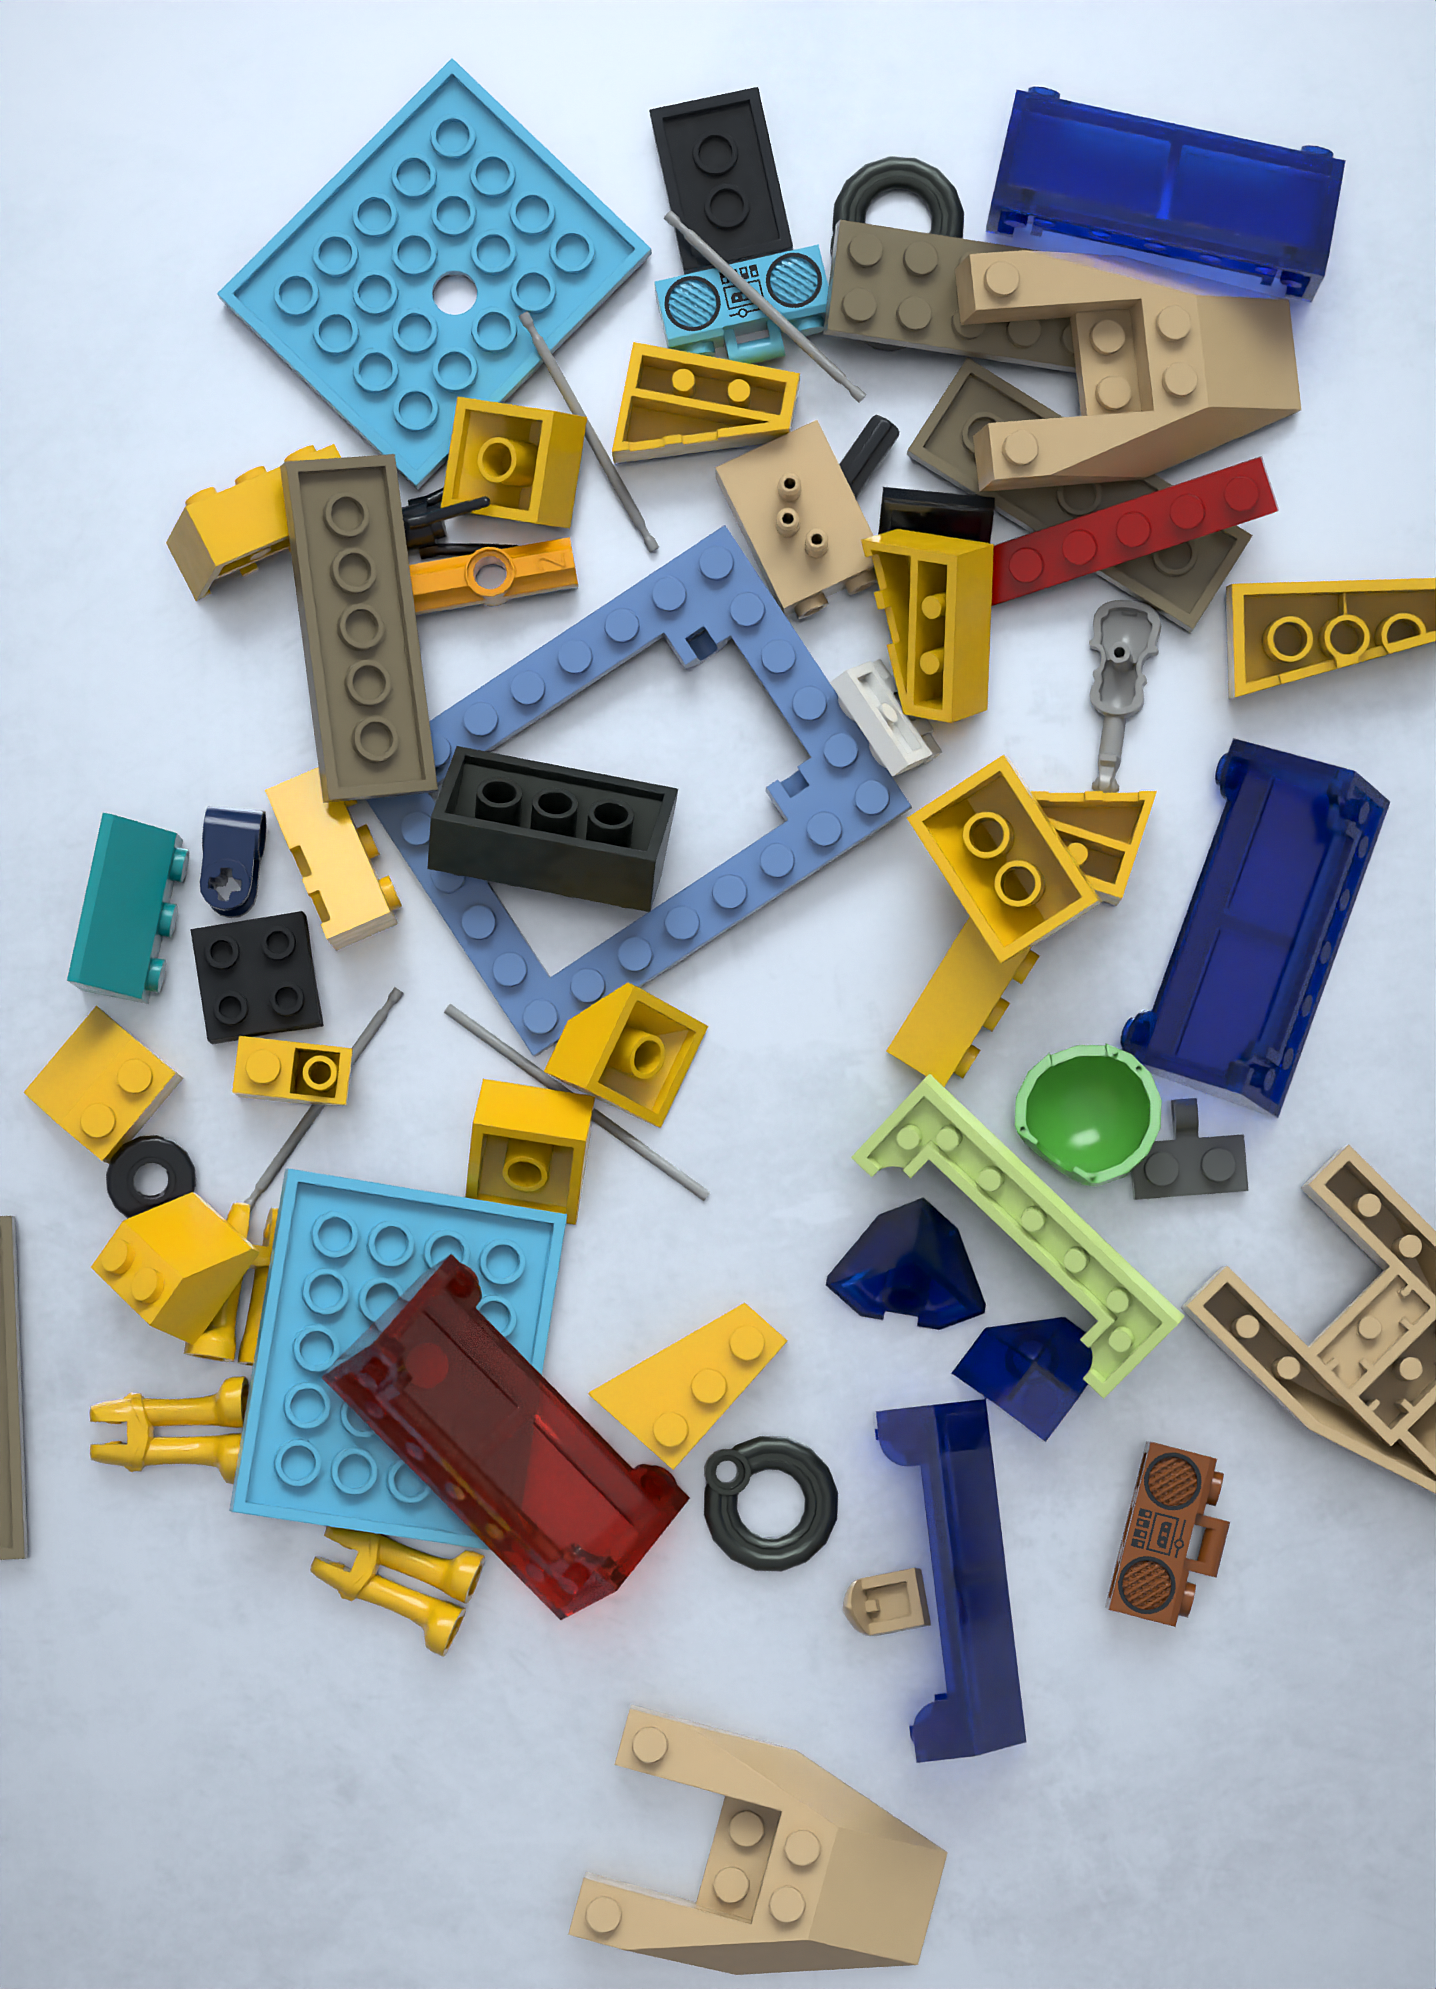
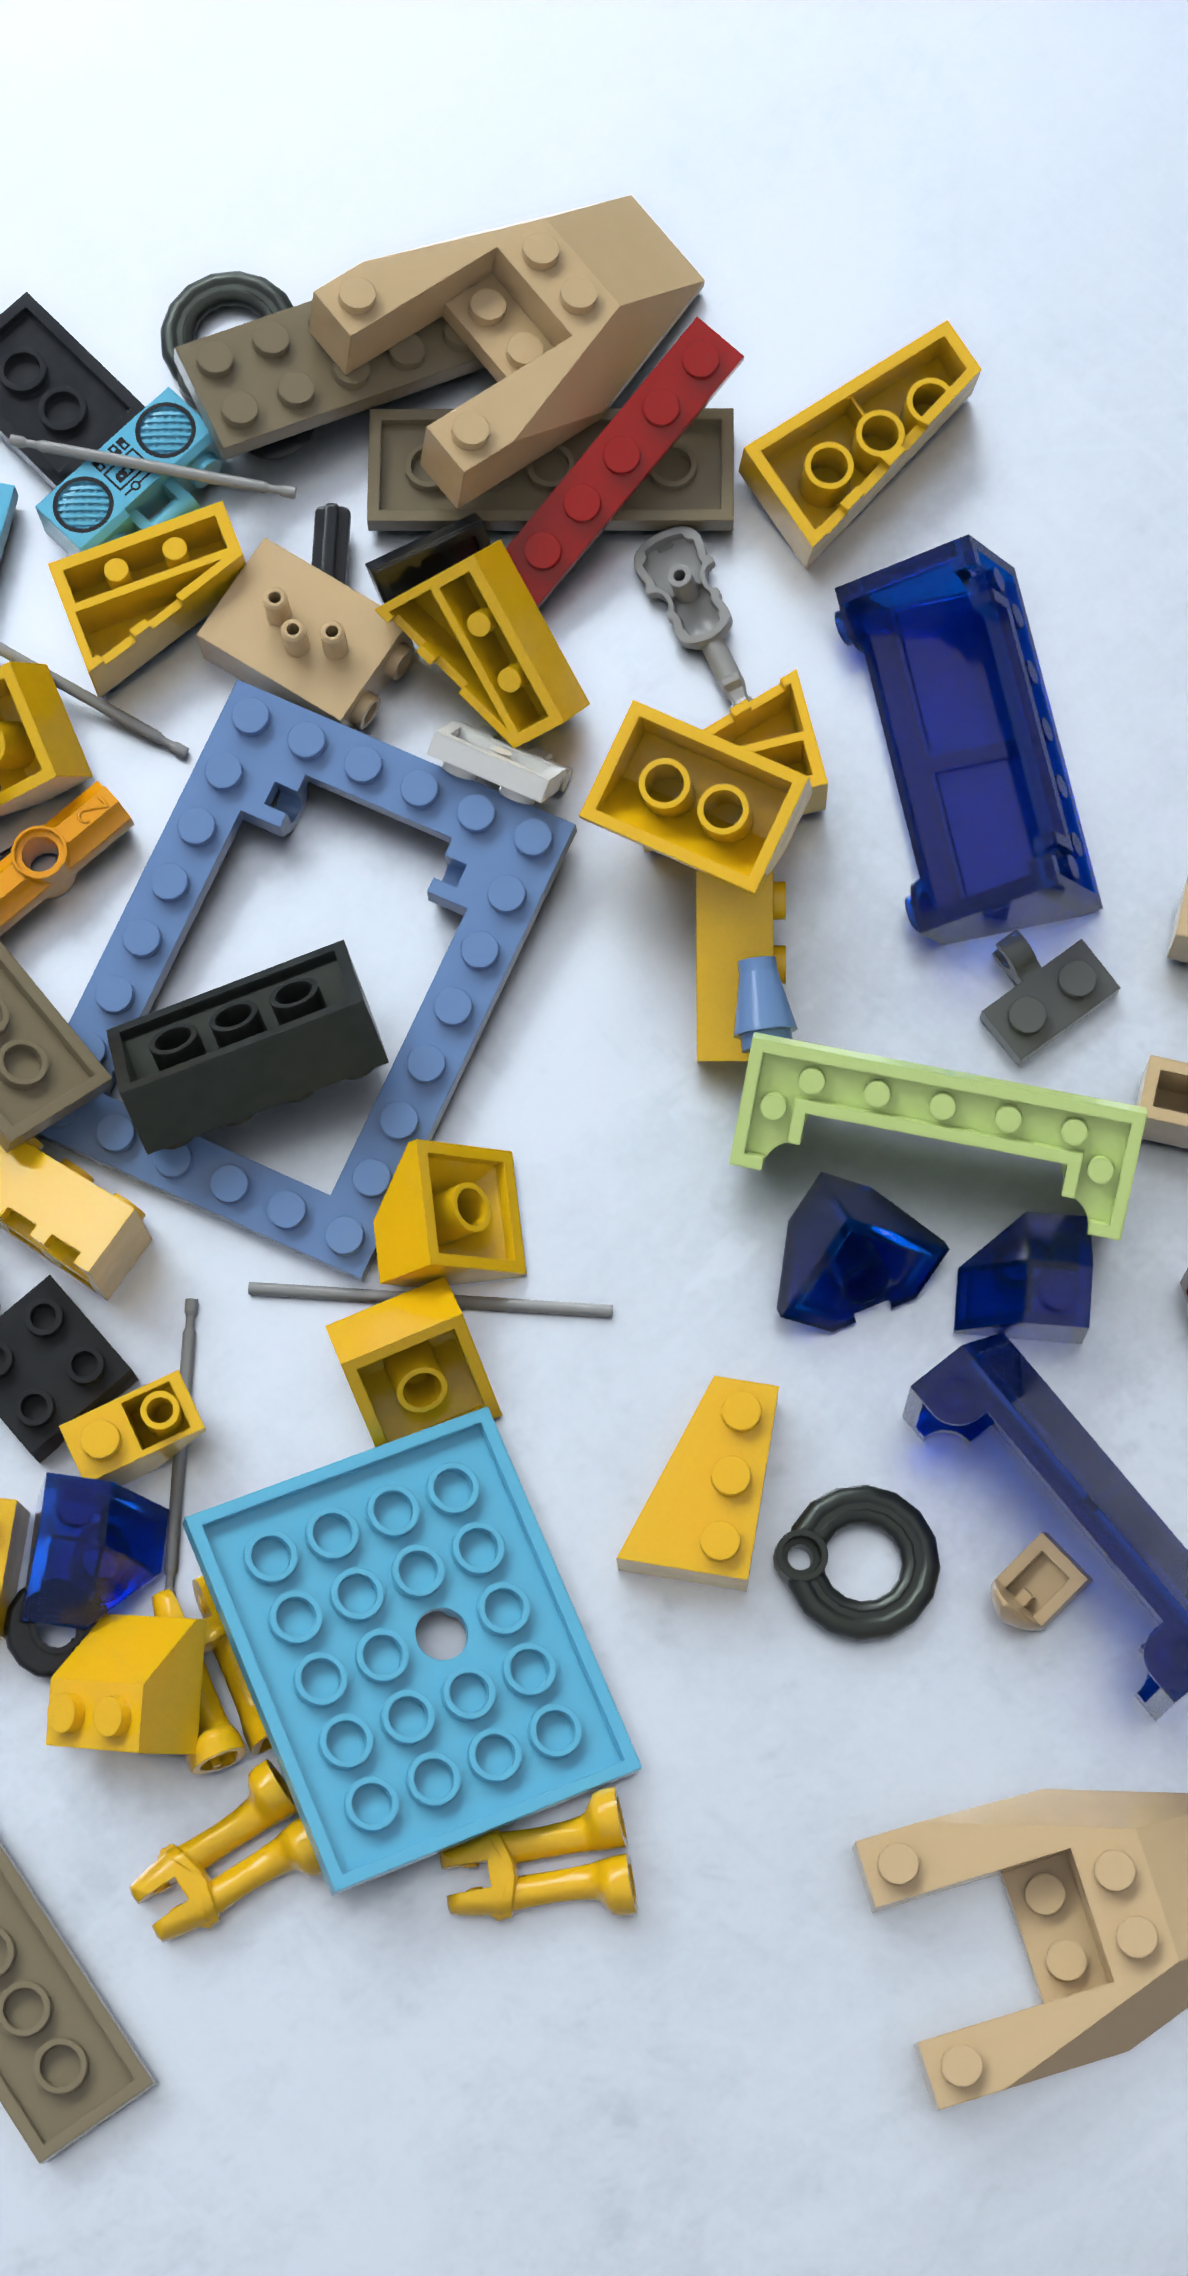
camera: 30 degrees left, 10 degrees down
(207, 1141) = (90, 1550): none -> clear blue slope
(503, 1443) = (564, 1661): clear red windscreen -> none
(957, 1046) = (761, 1002): none -> medium blue cone
(1089, 1112) = (928, 997): bright green cylinder -> none
(1167, 190) = (462, 159): clear blue windscreen -> none

